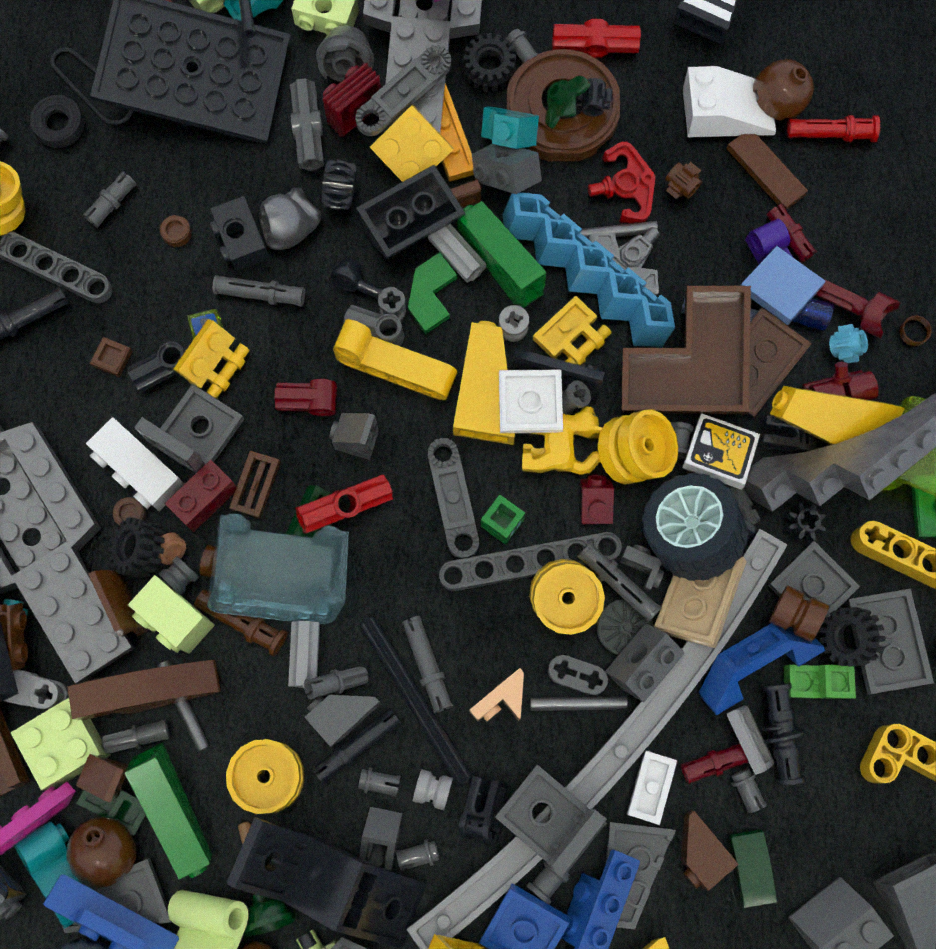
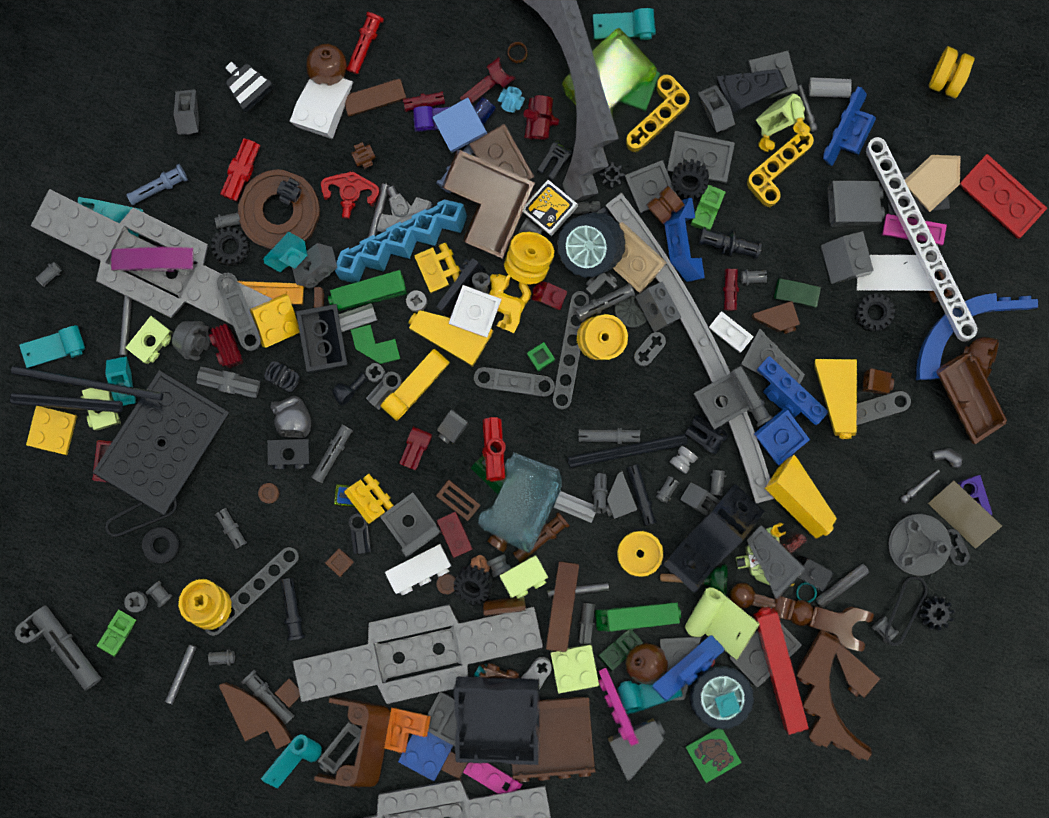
camera: 65 degrees left, 10 degrees up
(102, 777) = (606, 646): reddish brown slope -> none
(508, 691) = (645, 393): light nougat slope -> none
(562, 99) = (283, 212): dark green plate -> none
(578, 703) = (666, 355): flat silver bar -> none
(750, 739) = (725, 263): light grey tile -> none
(829, 415) = (556, 132): yellow slope -> none

